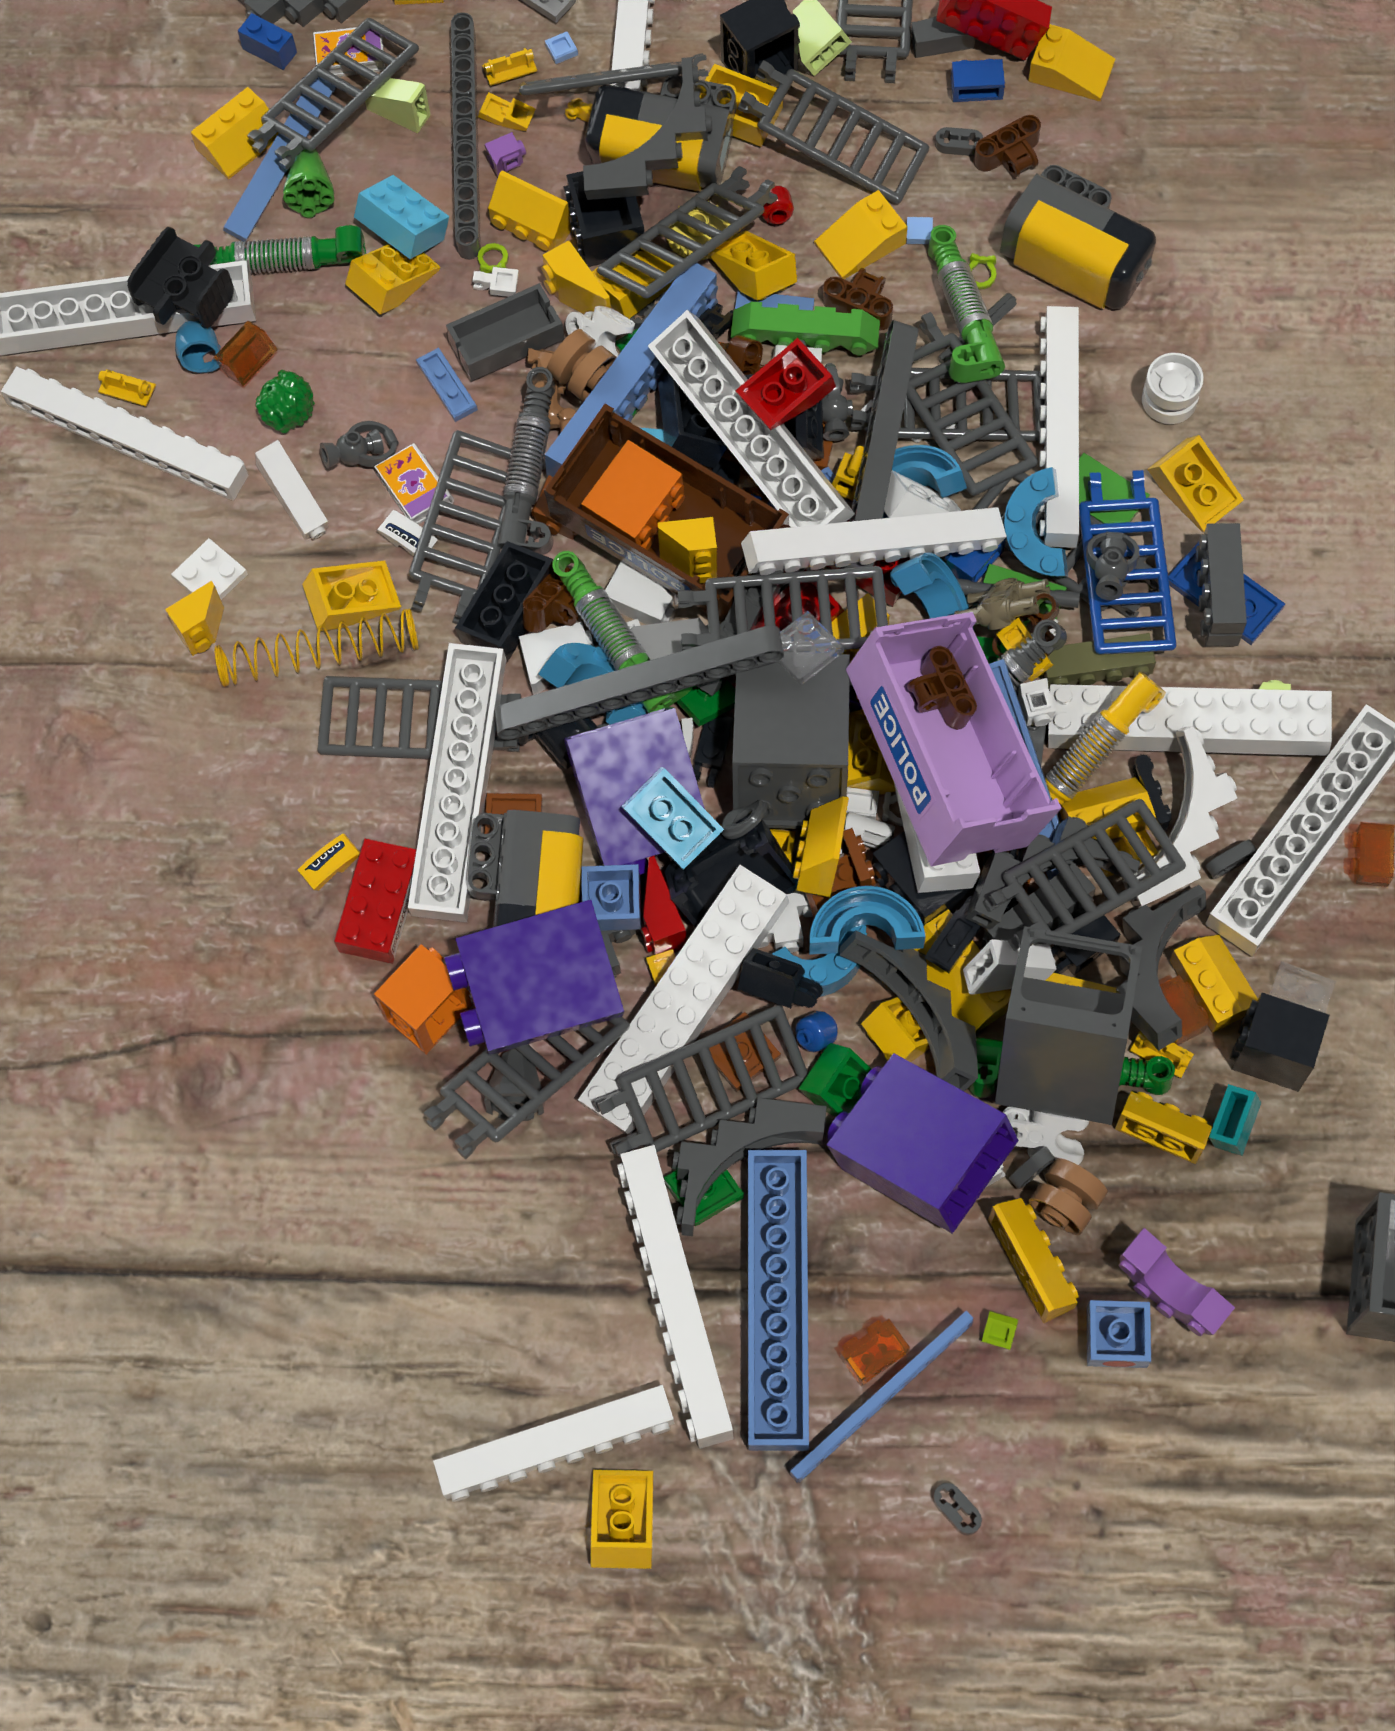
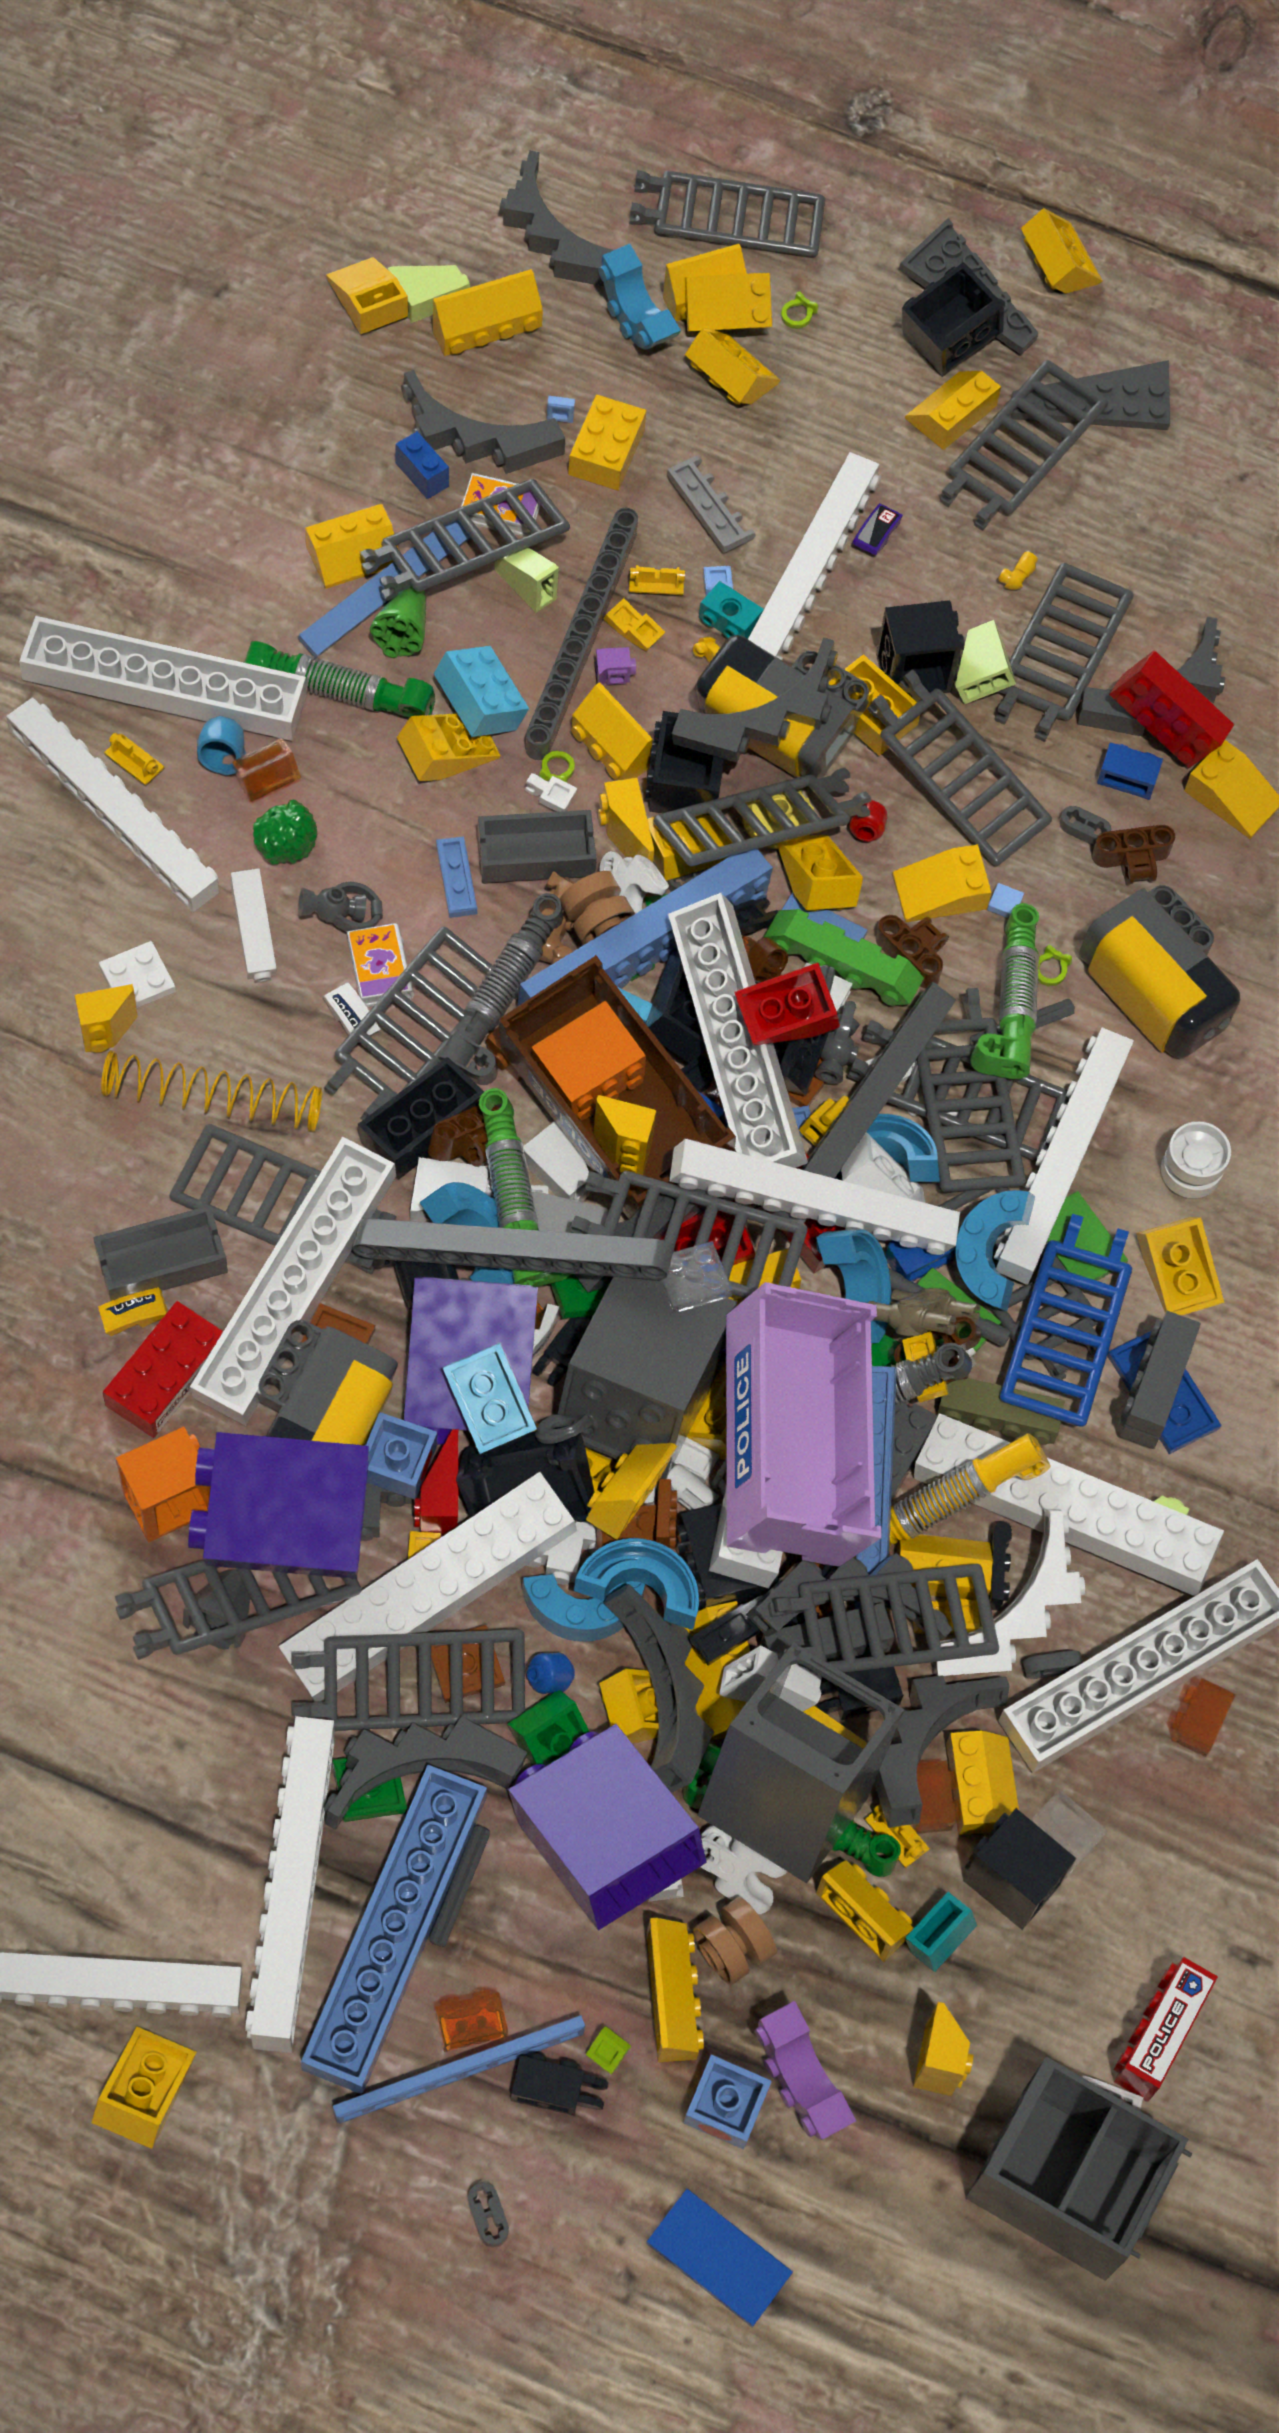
camera: 10 degrees right, 5 degrees down
(167, 270) = (217, 659): black piece -> none
(333, 803) = (161, 1253): none -> dark grey piece
(350, 593) = (269, 1050): yellow slope -> none
(579, 62) = (725, 601): none -> teal brick
(608, 77) = (746, 628): dark grey bar -> none
(777, 980) = (530, 1604): black hinge -> none
(815, 1242) = (459, 1886): none -> dark grey axle
(943, 688) = (805, 1373): reddish brown piece -> none
(967, 1378) = (554, 2085): none -> black hinge
(1032, 1168) = (711, 1897): dark grey beam -> none
(1036, 702) = (914, 1425): white window -> none
(1111, 566) = (1051, 1316): dark grey piece -> none
(1165, 1466) = (719, 2257): none -> blue tile
(1281, 1221) = (943, 2054): none -> yellow slope

